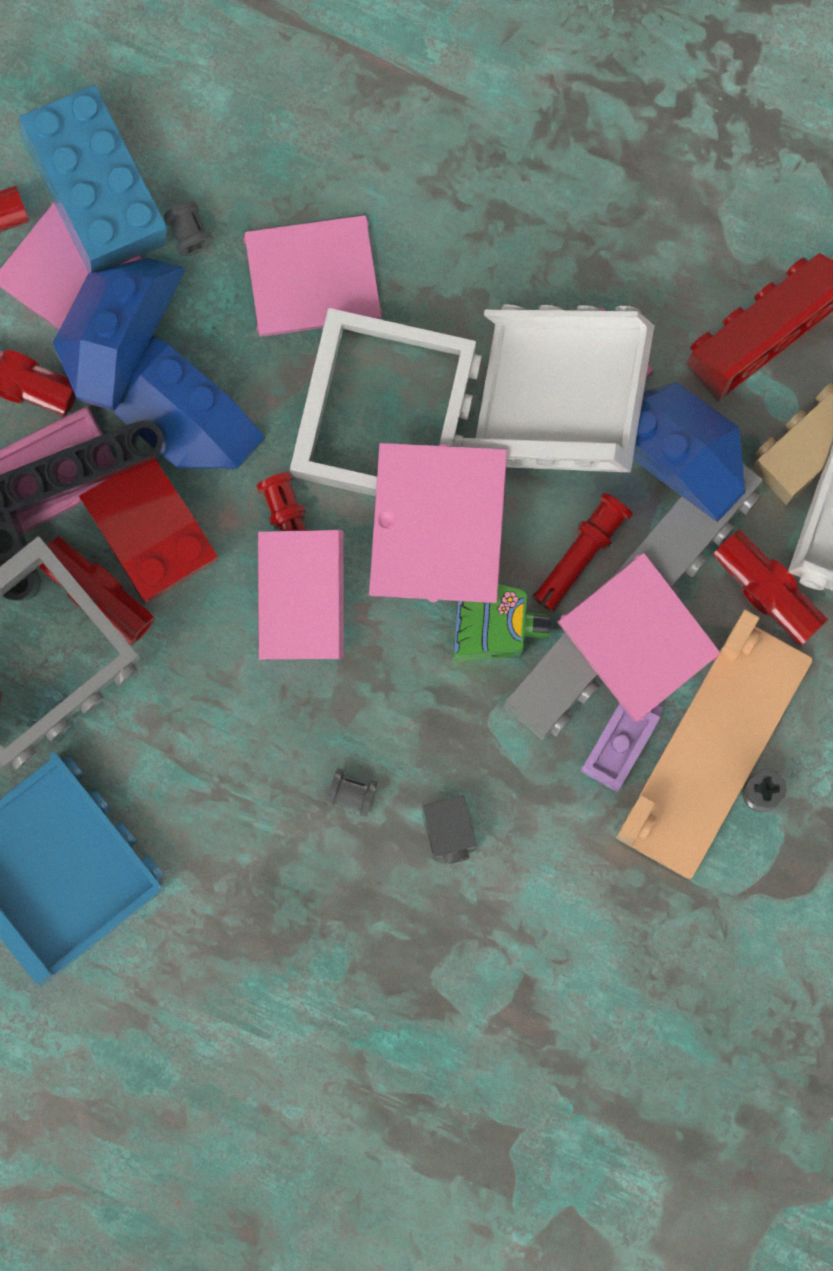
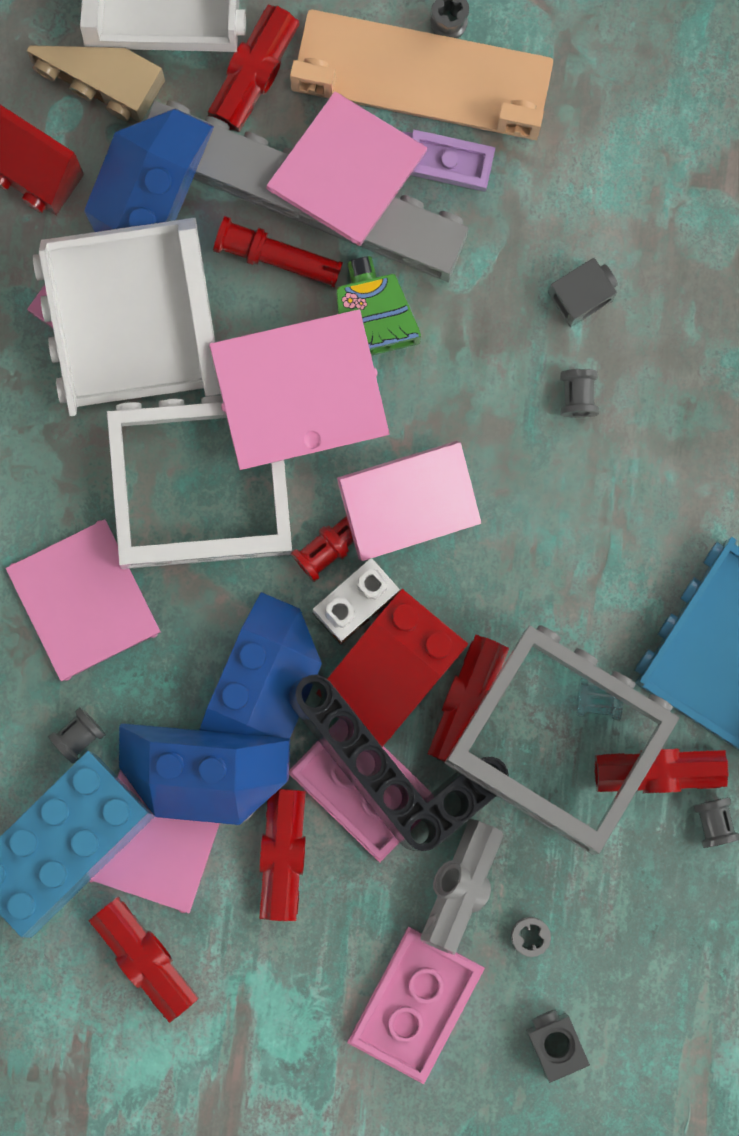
camera: 105 degrees left, 5 degrees up
(223, 517) = (355, 601): none -> white hips

